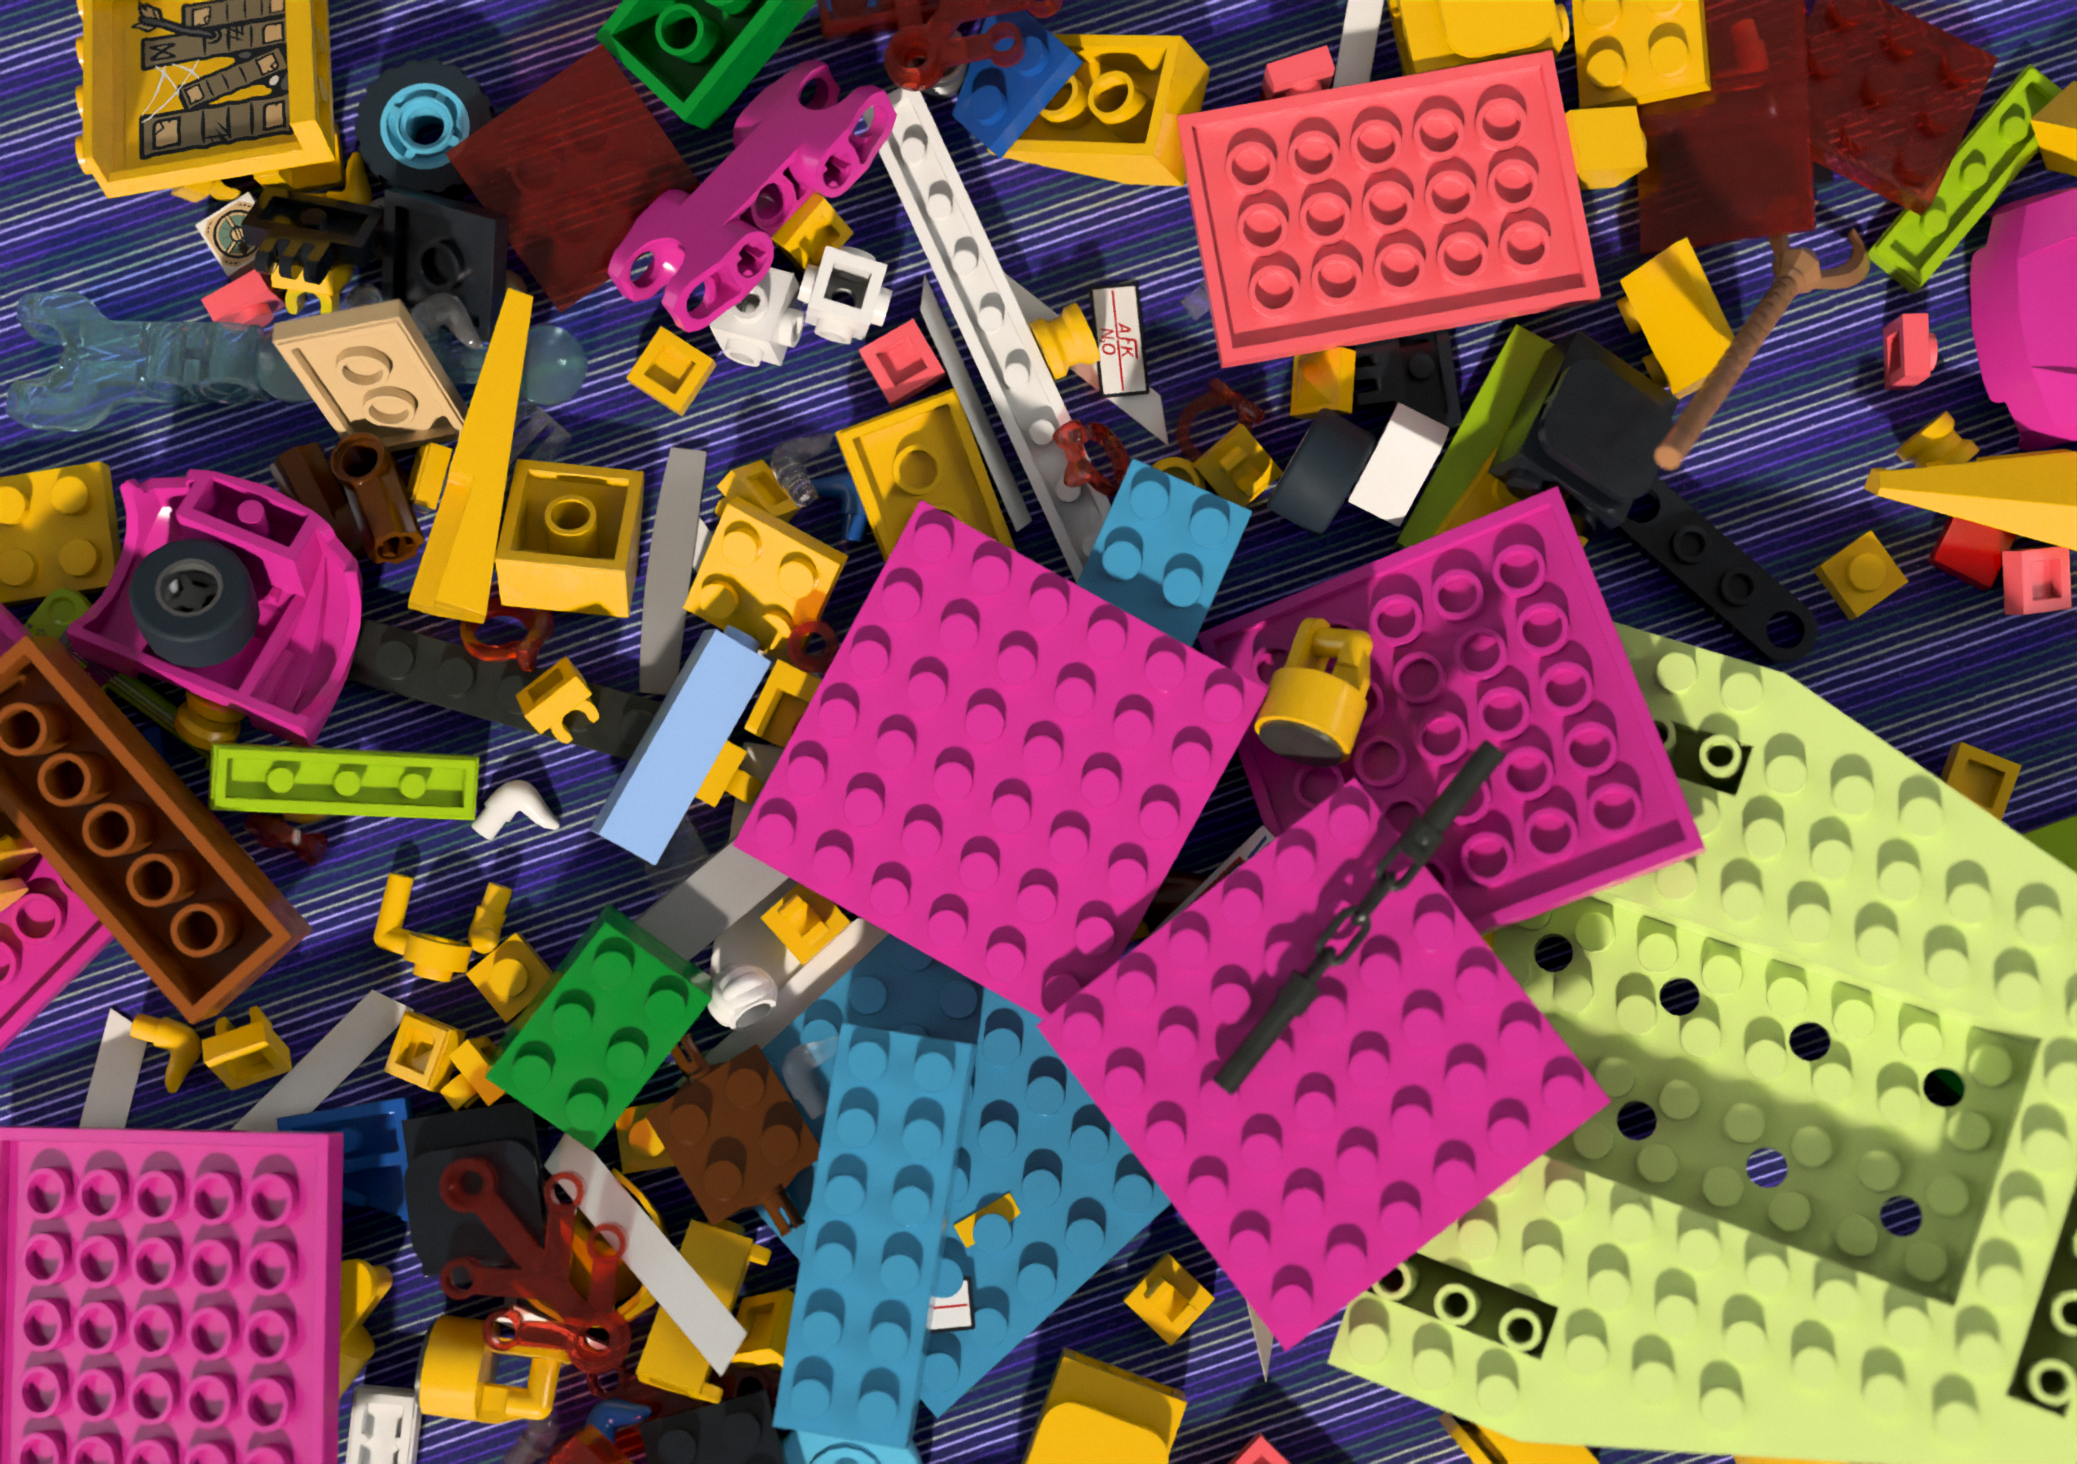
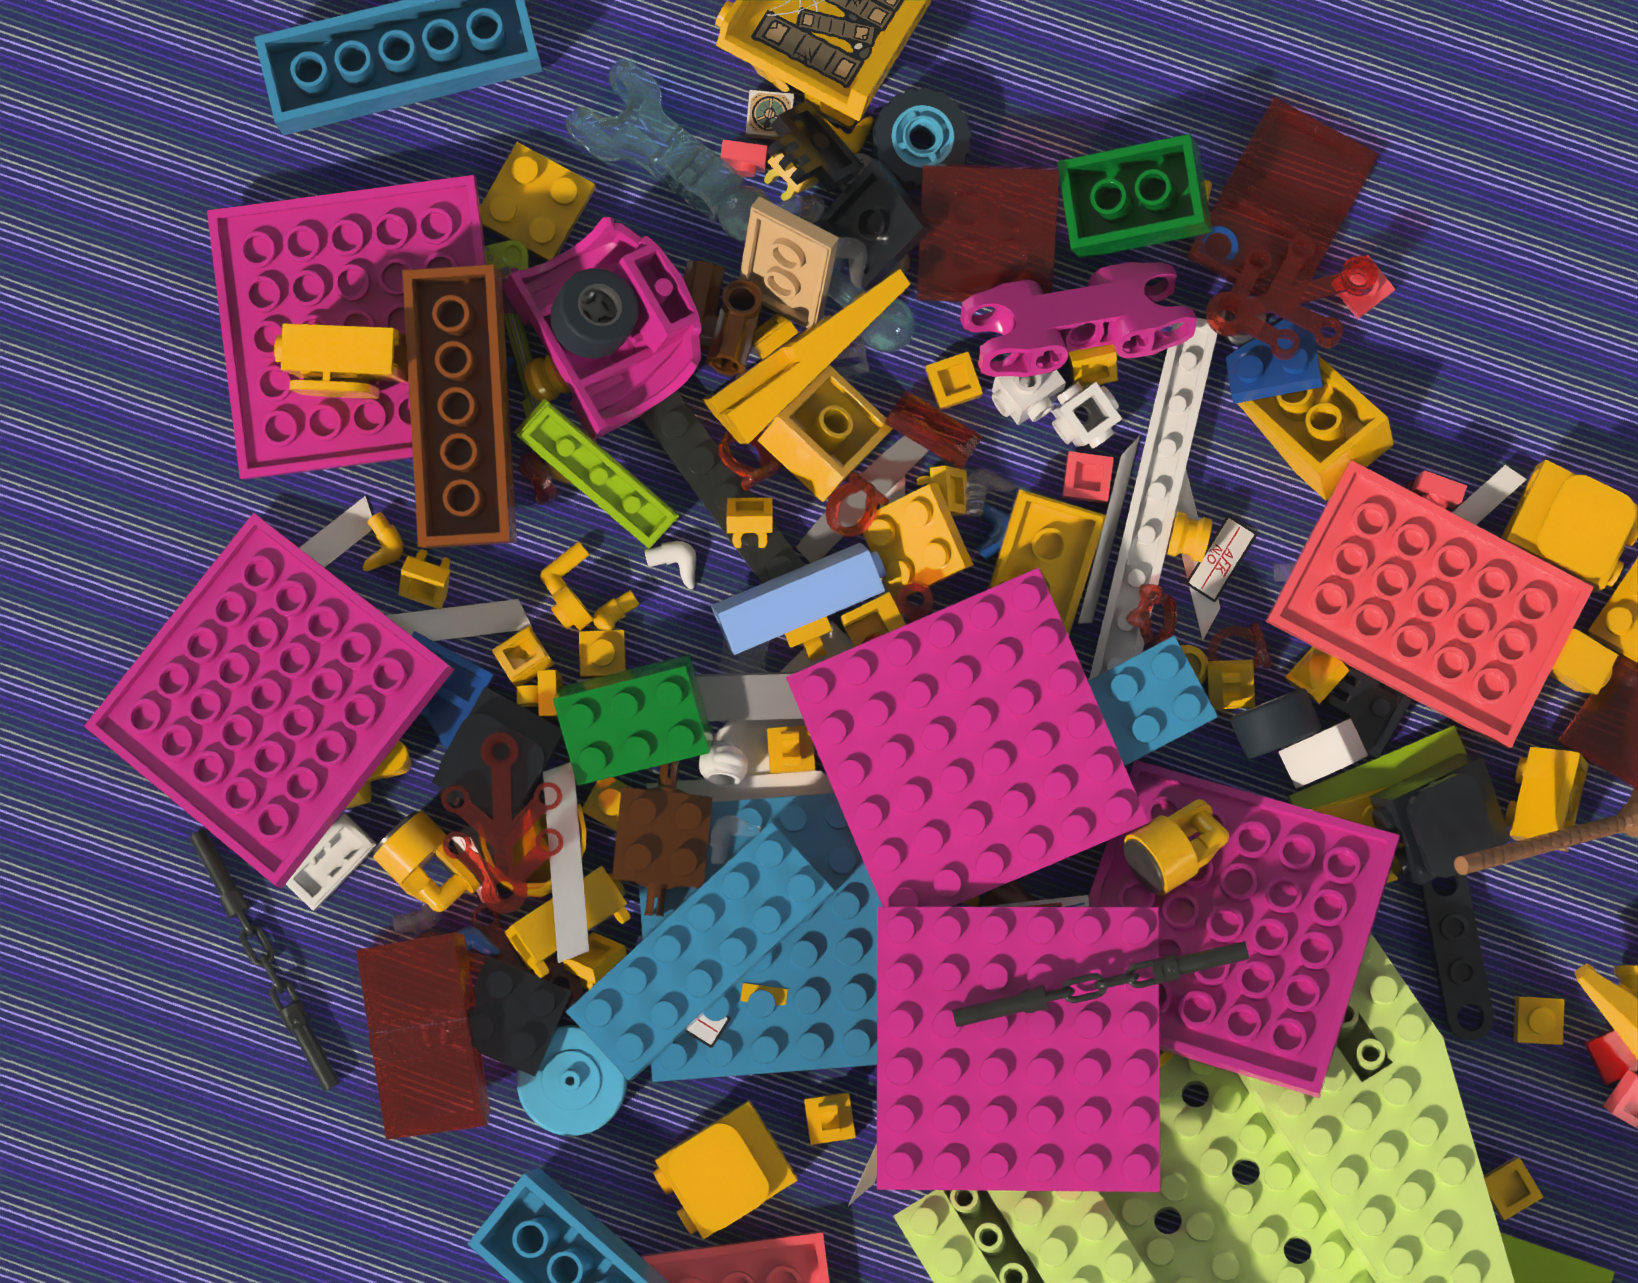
camera: 30 degrees right, 0 degrees up
(651, 569) = (855, 485): none -> clear red piece
(690, 442) = (933, 429): none -> clear red tile

